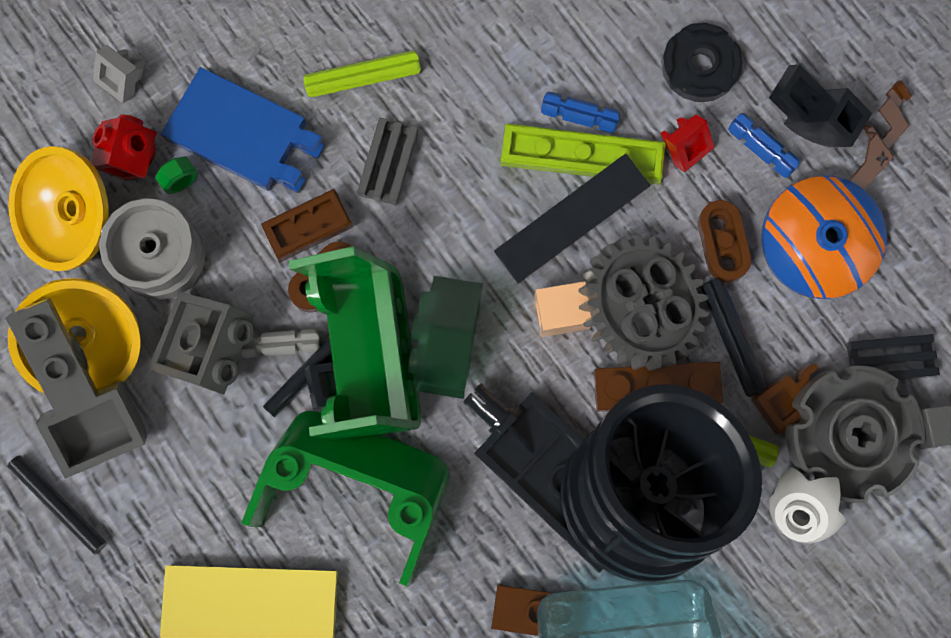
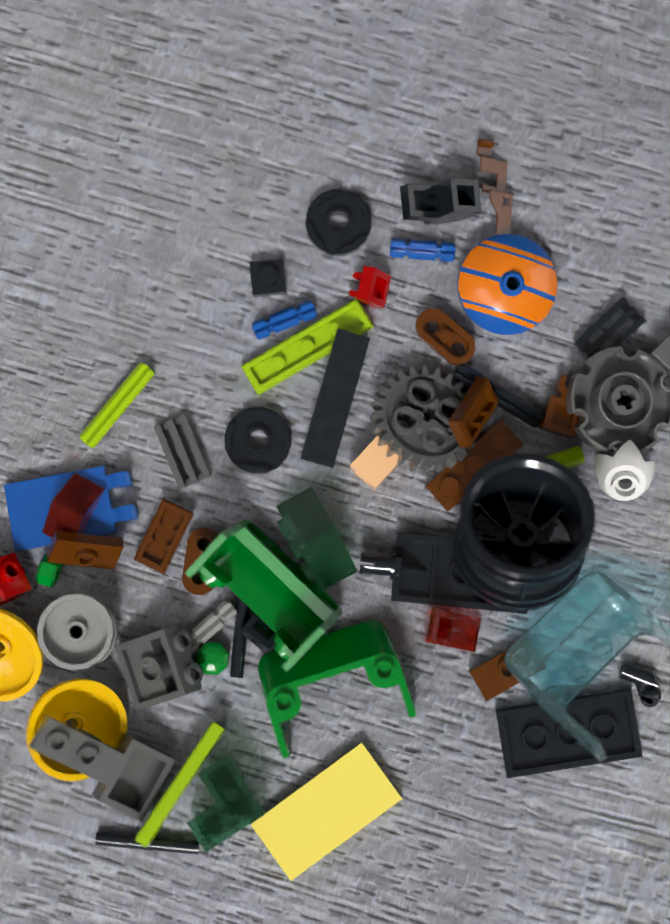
camera: 40 degrees left, 5 degrees up
(127, 472) = (180, 784): none -> lime tile
(164, 531) = (234, 804): none -> clear green brick
(221, 178) = (85, 550): none -> reddish brown plate
(240, 132) = (73, 506): none -> clear red slope
(260, 376) = (212, 658): none -> green tile
(467, 228) = (251, 421): none -> black tile
(512, 530) = (452, 630): none -> clear red slope
(594, 63) = (267, 278): none -> black plate
(698, 329) = (473, 412): none -> reddish brown plate

